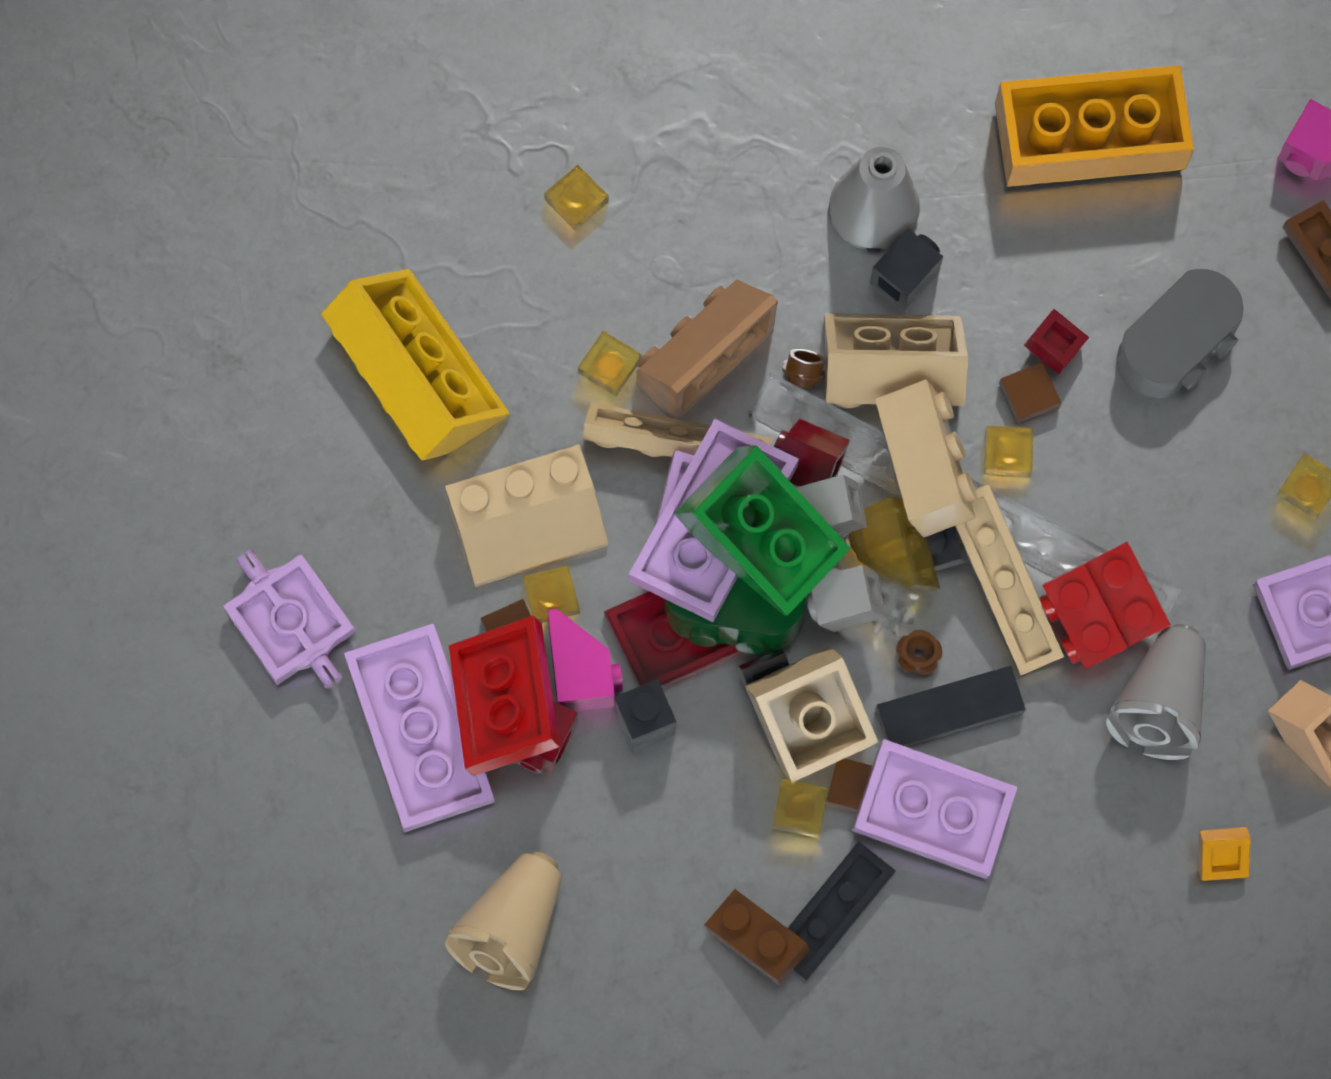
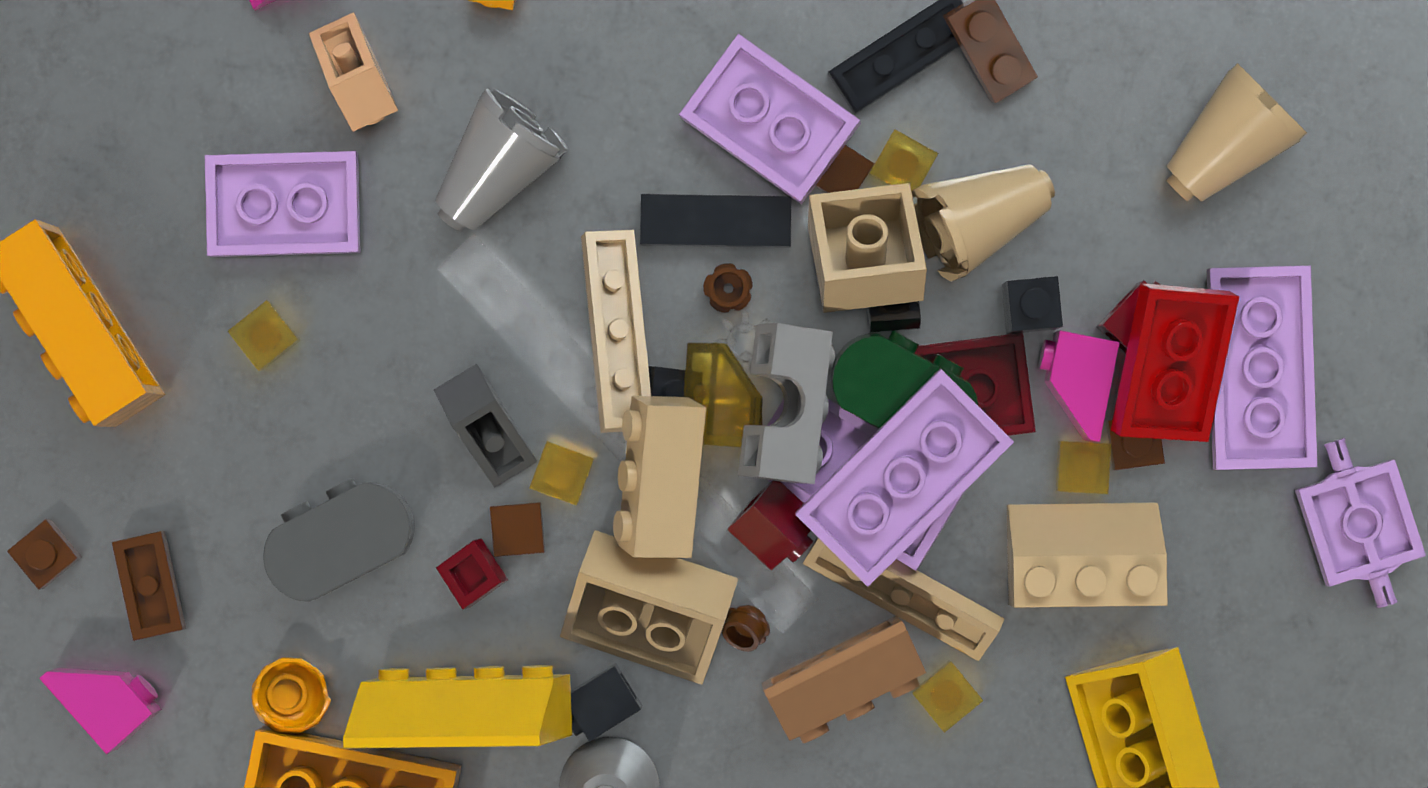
camera: 155 degrees left, 15 degrees up
(716, 780) = (979, 214): none -> tan cone
(762, 528) = (864, 441): green slope -> none
(1027, 215) = (460, 709): none -> yellow slope
(1092, 467) = (484, 425): none -> dark grey slope
(1104, 606) = (526, 270): red plate -> none
(1174, 193) = (290, 695): none -> light orange hair

